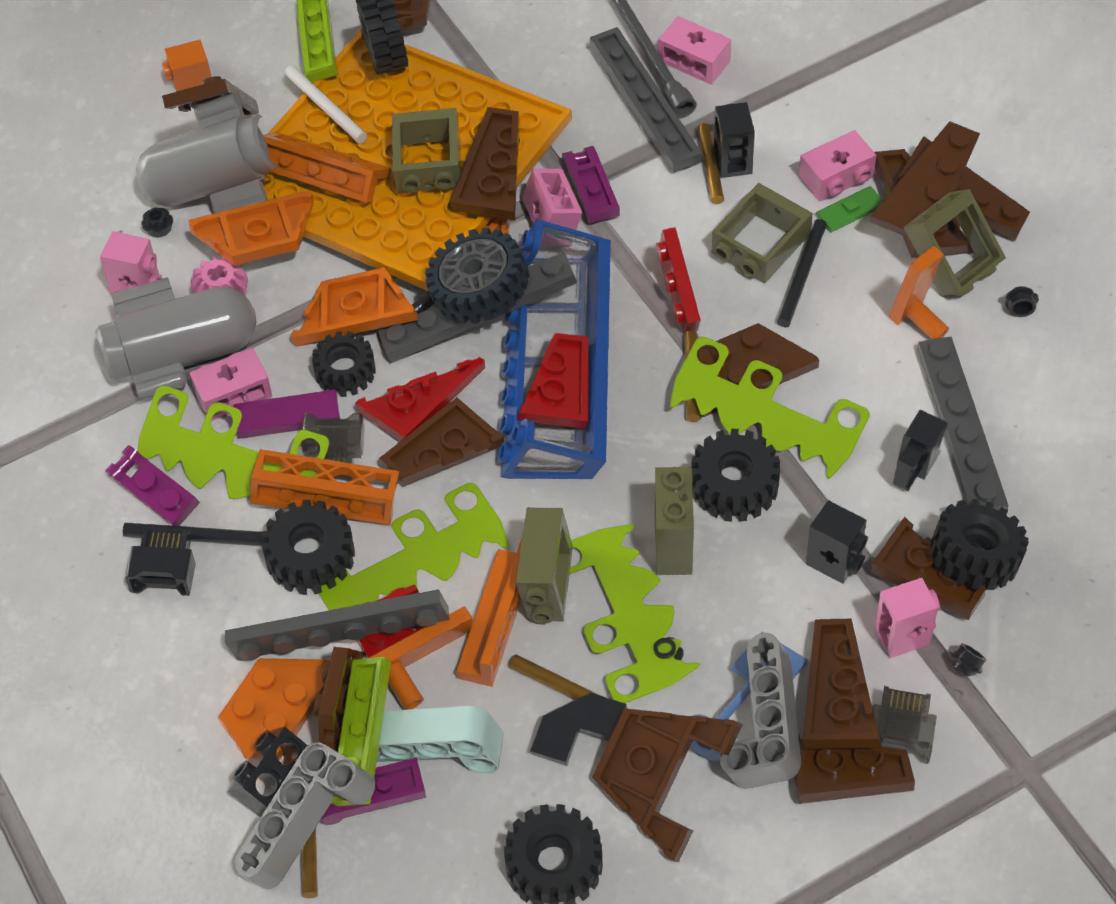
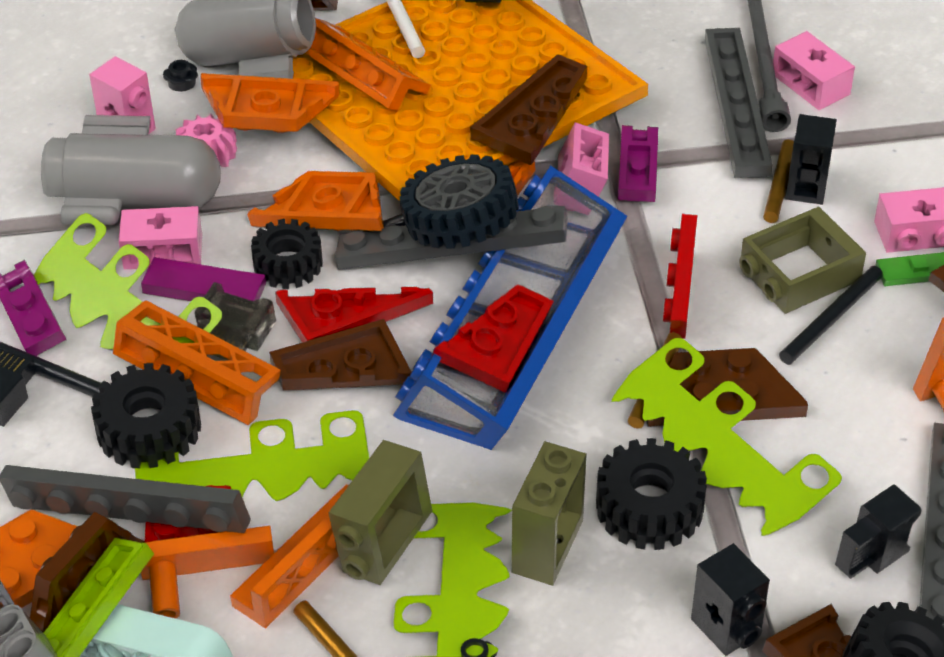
camera: 20 degrees right, 10 degrees down
(426, 128) = (477, 56): olive window -> none

